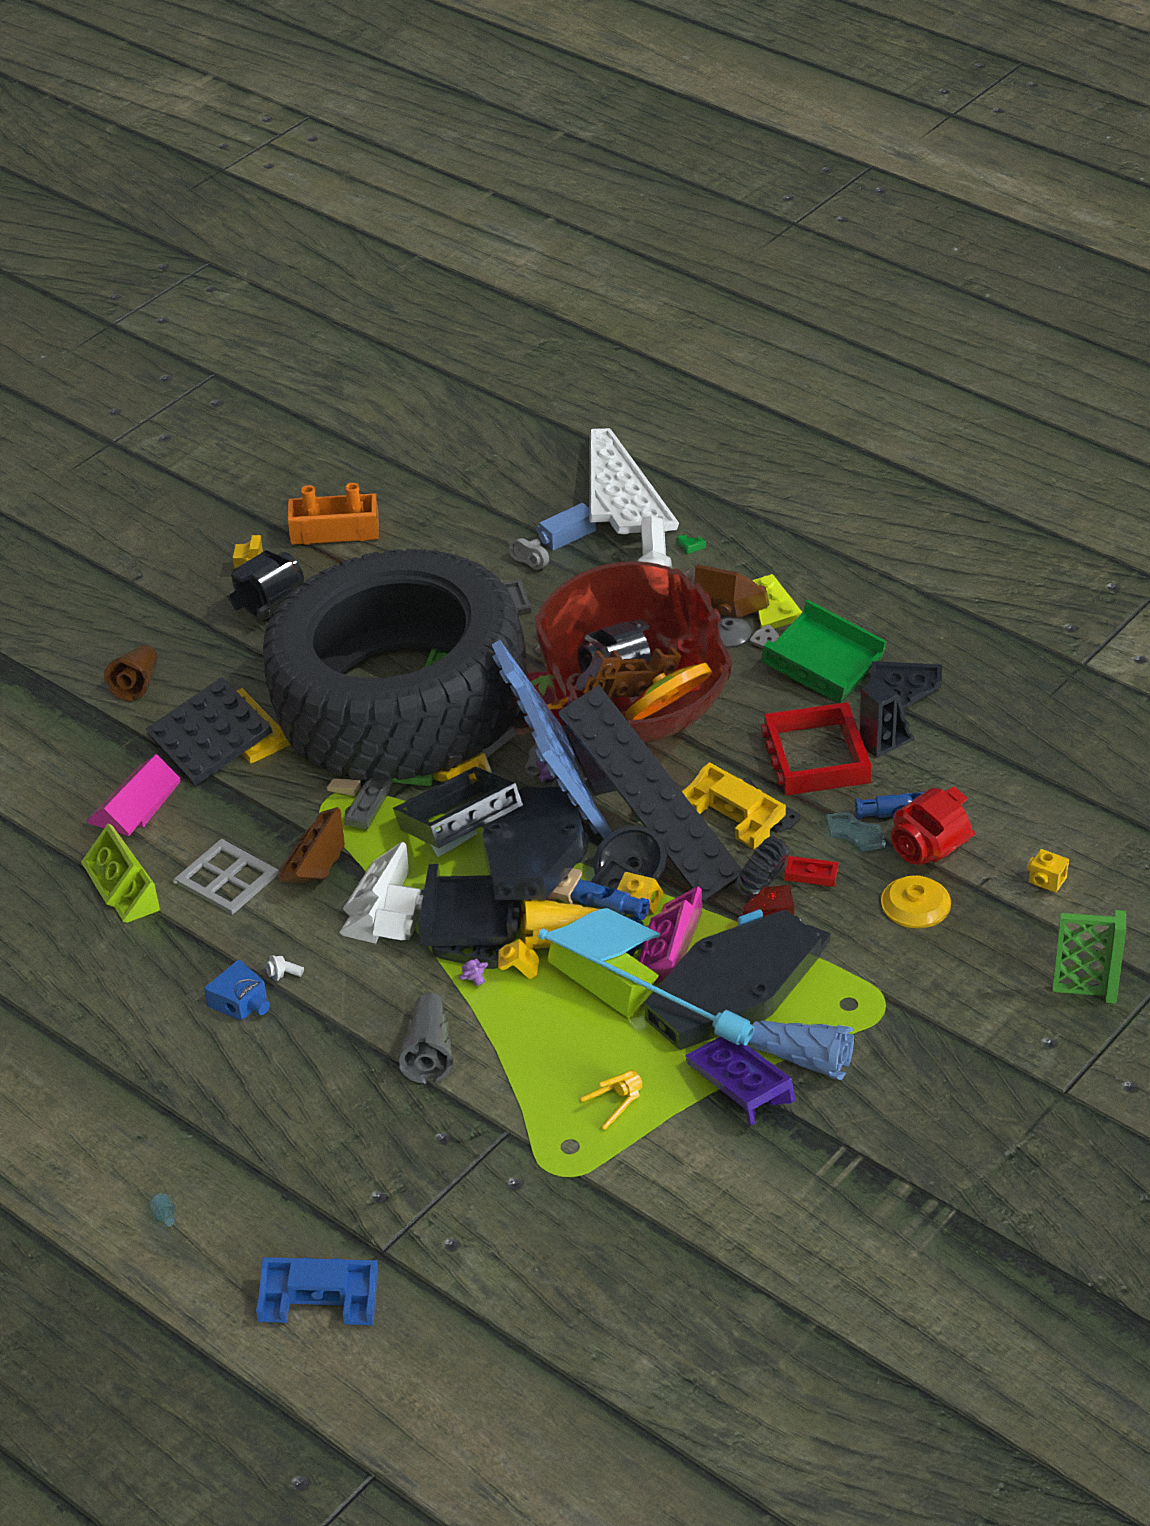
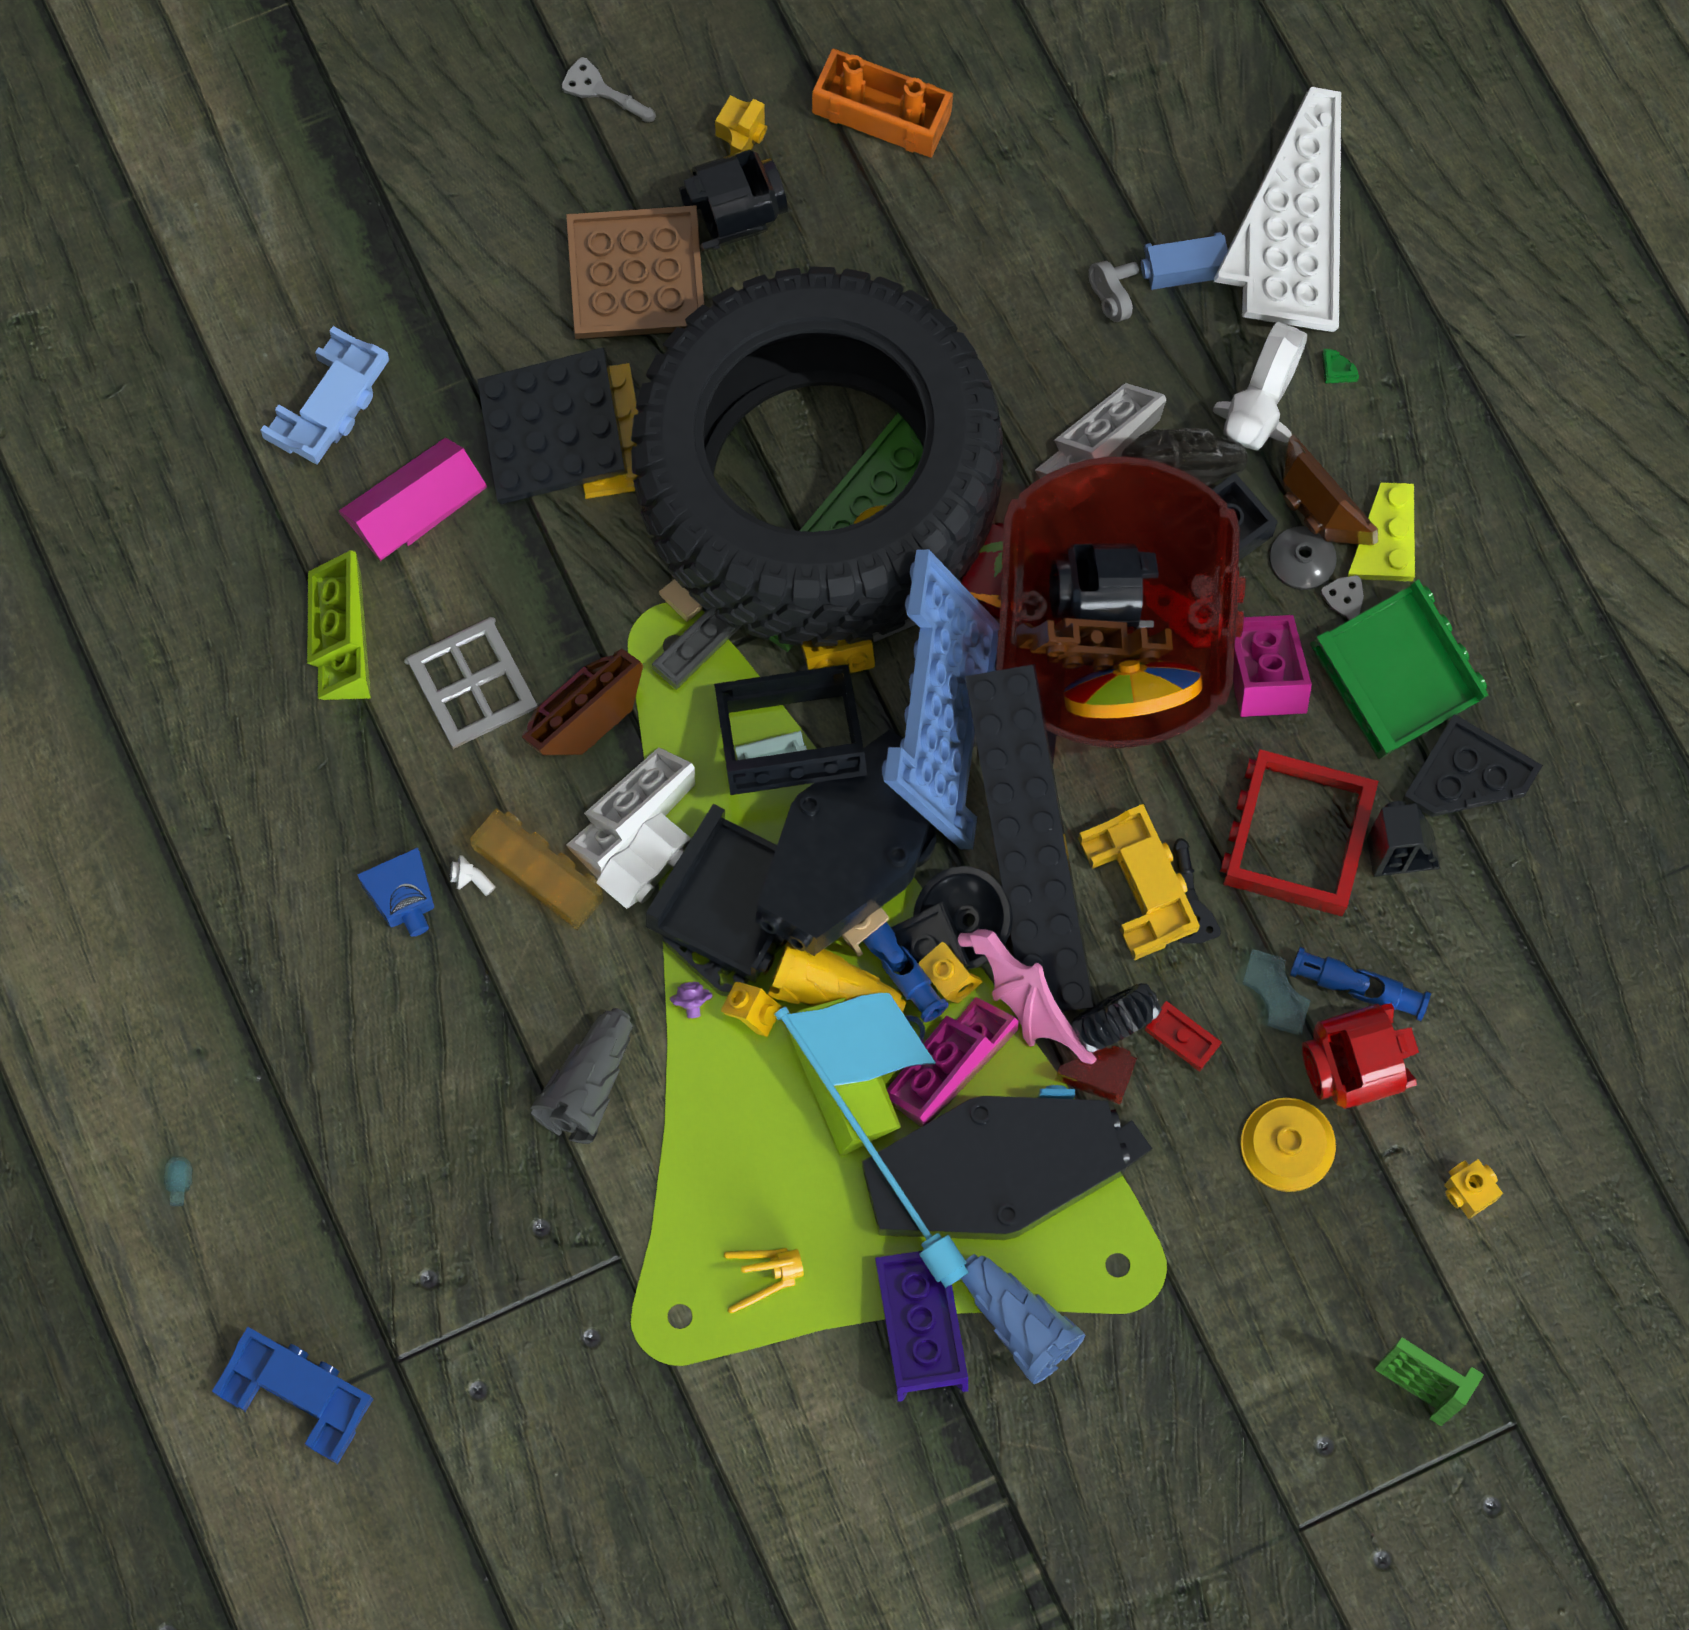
camera: 20 degrees right, 30 degrees up
(54, 770) = (334, 401): none -> light blue bracket
(131, 575) = (600, 89): none -> light grey piece
(131, 673) = (502, 272): reddish brown cone -> none
(217, 645) = (634, 271): none -> medium nougat plate
(327, 946) = (537, 868): none -> clear yellow brick
(519, 596) = (1055, 361): dark grey tile -> none
(696, 871) = (1025, 993): none -> bright pink animal
(750, 684) = (1270, 668): none -> dark pink slope

